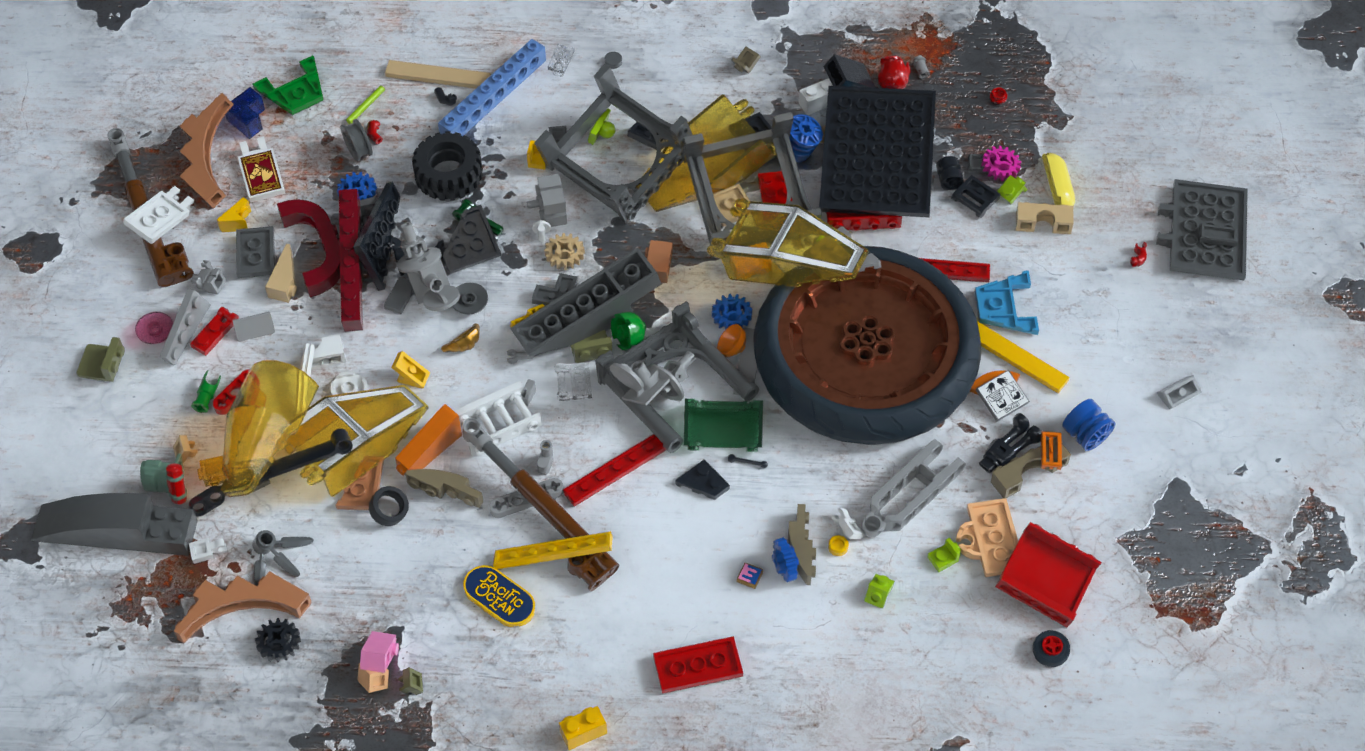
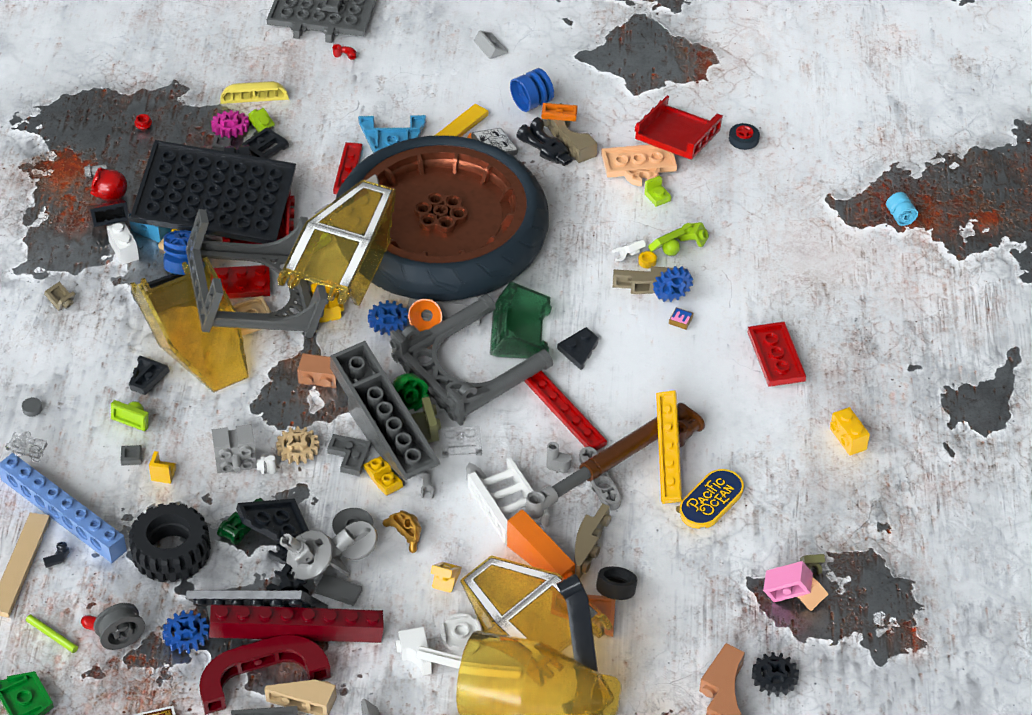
camera: 90 degrees left, 10 degrees down
(286, 542) = (665, 685): dark grey plant -> none
(618, 197) = (184, 328): dark grey arch -> none
(654, 379) = (481, 361): light grey piece -> none
(731, 458) = (553, 327): black hinge -> none
(858, 561) = (668, 242): none -> lime tile
(917, 467) = (583, 191): light grey piece -> none
(1057, 215) = (299, 95): tan arch -> none

